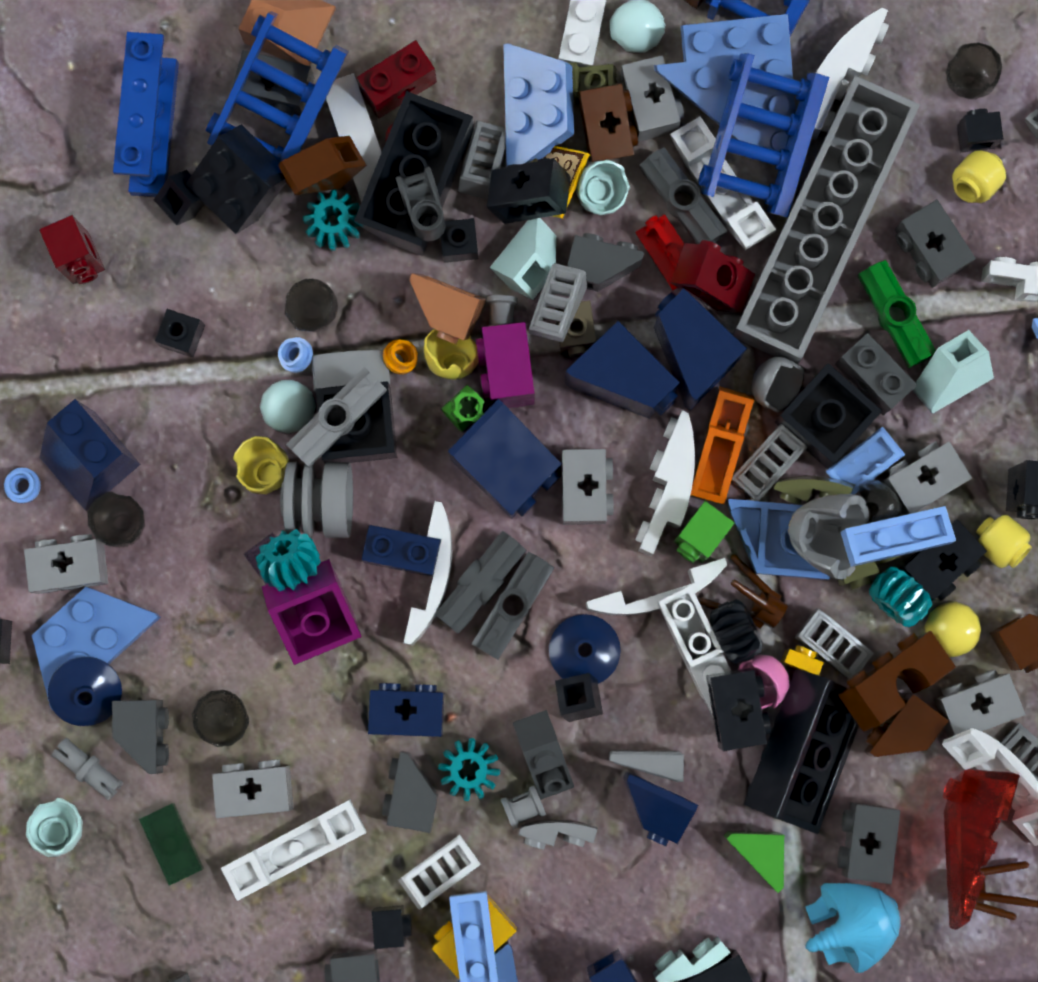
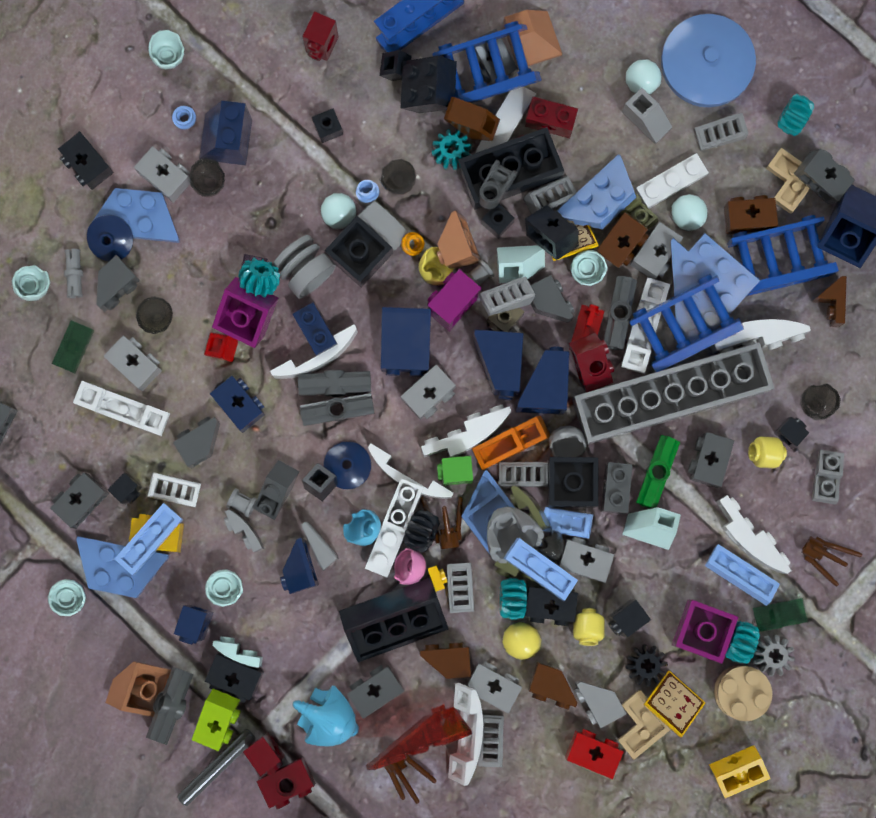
camera: 45 degrees right, 0 degrees up
(260, 465) = (296, 223): light yellow hair -> none
(323, 674) = (221, 347): none -> red slope
(354, 399) = (366, 238): light grey piece -> none
(458, 764) = (235, 451): teal gear -> none
(464, 408) = (414, 298): bright green piece -> none
(603, 912) = (223, 587): none -> light aqua hair
(673, 695) = (363, 528): none -> medium azure hair
(730, 729) = (369, 572): black brick -> none
(763, 852) = (322, 641): bright green slope -> none
(874, 695) = (449, 627): reddish brown arch -> none

